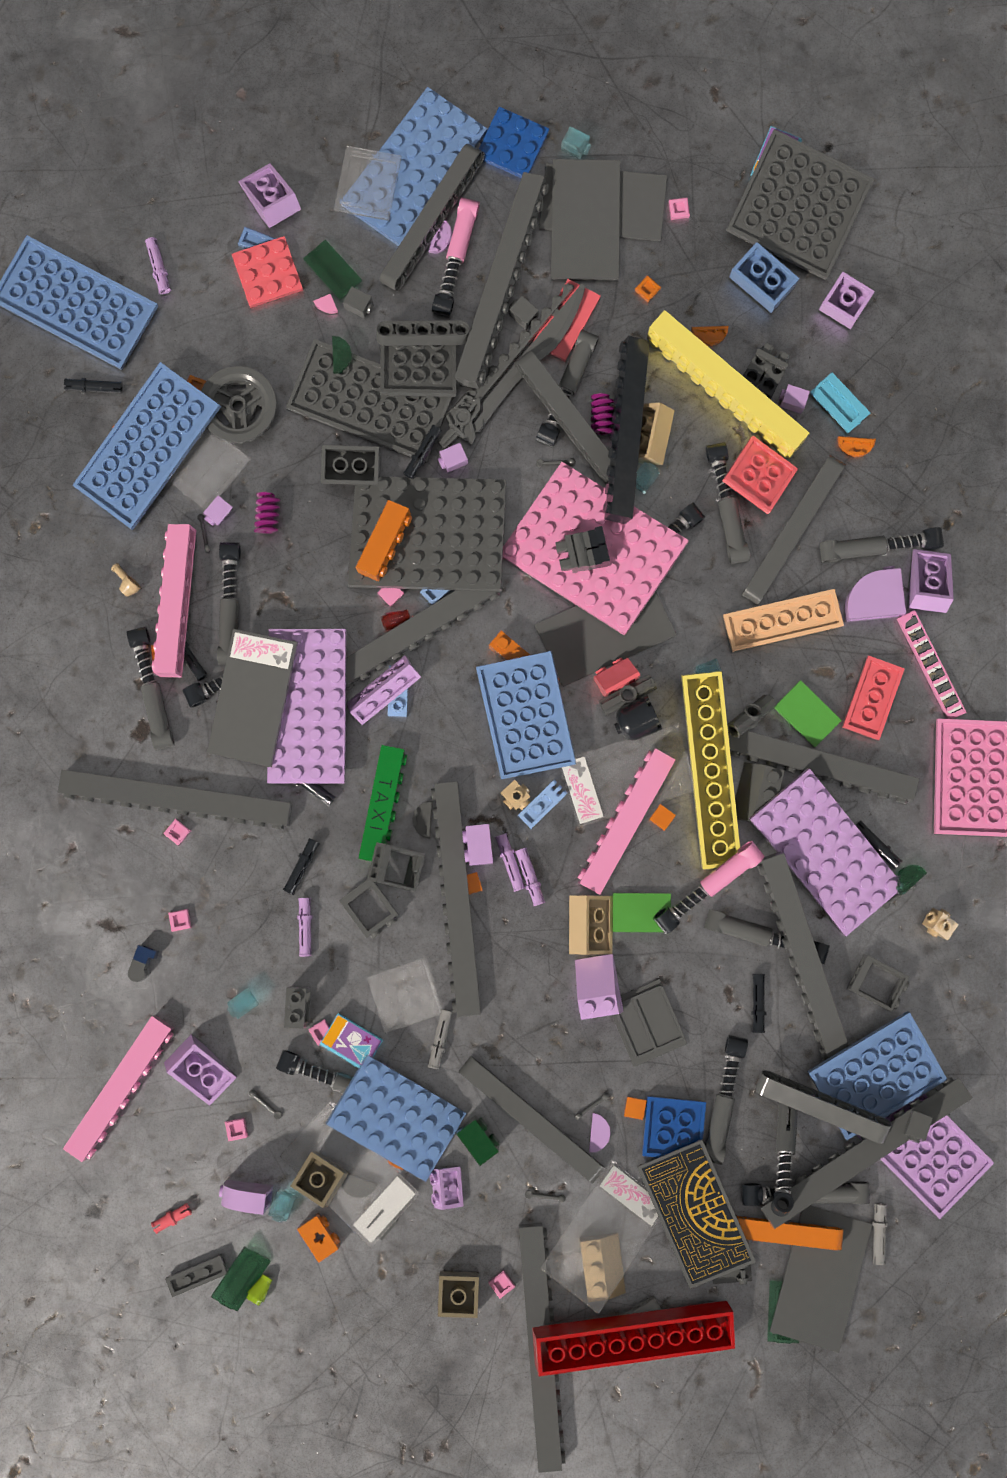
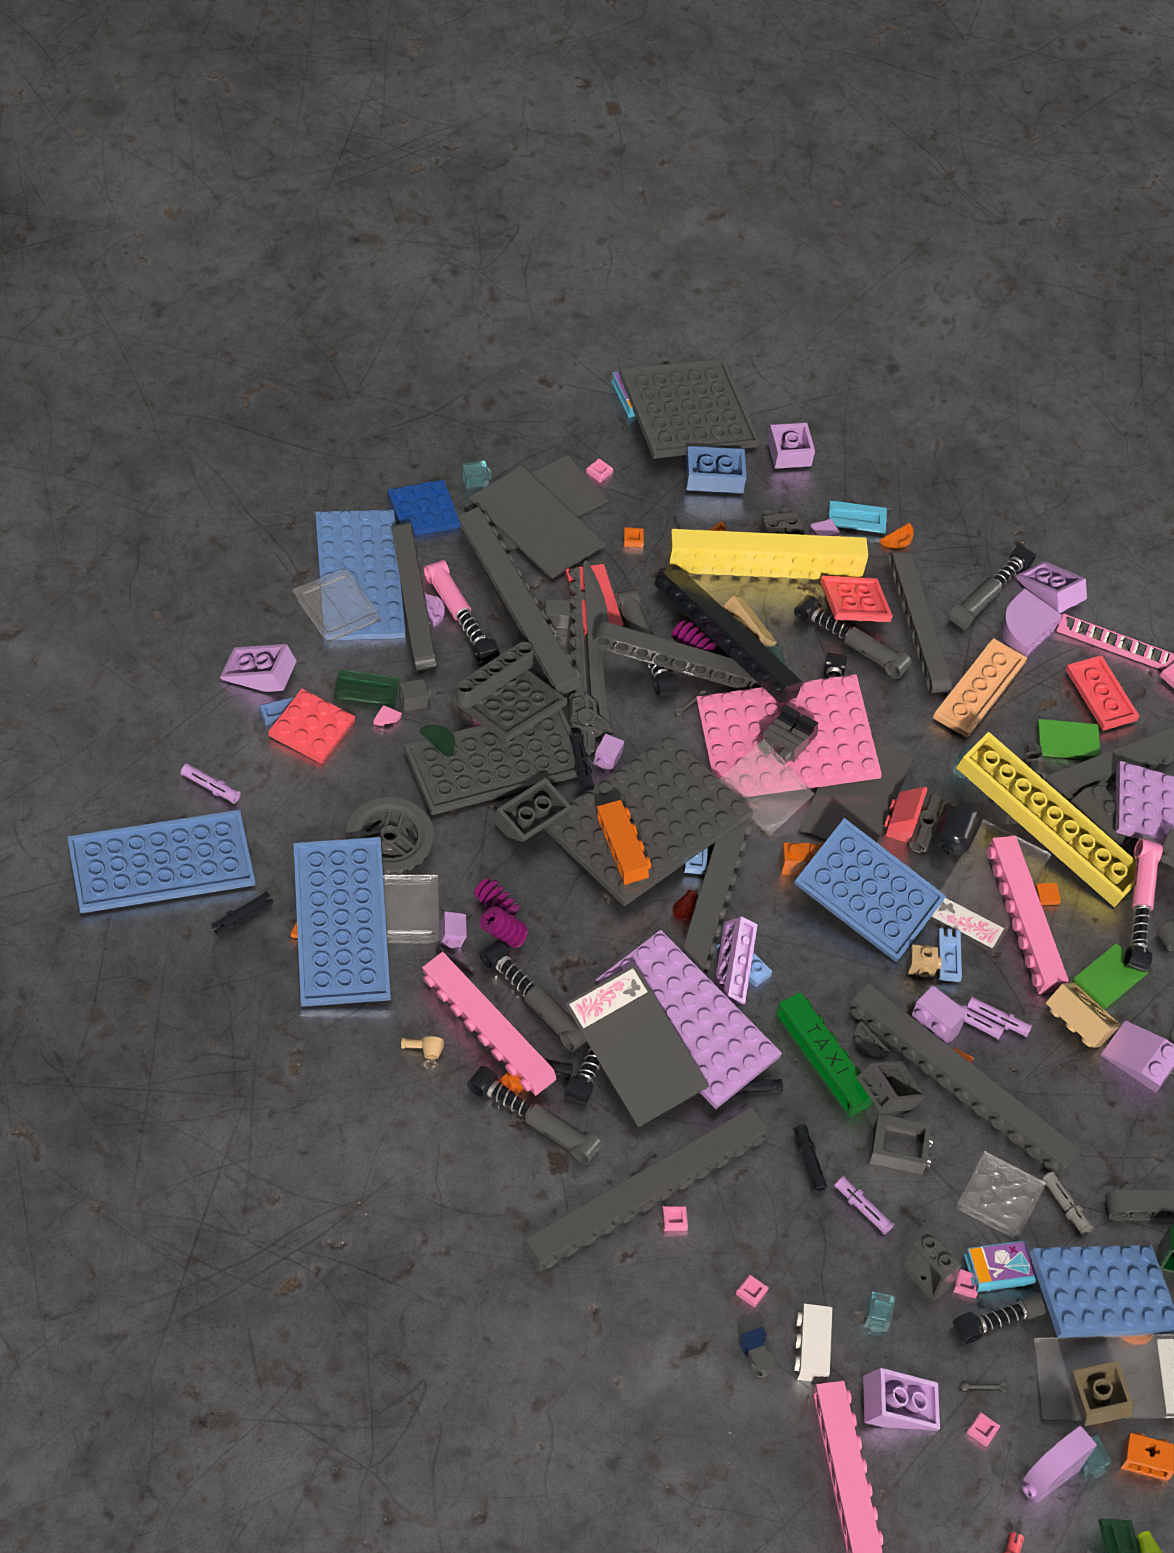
camera: 50 degrees left, 30 degrees down
(181, 987) = (813, 1343): none -> white brick
(247, 538) = (504, 926): none -> magenta piece
(390, 595) = (662, 891): bright pink tile -> none
(532, 577) = (767, 787): none -> clear piece

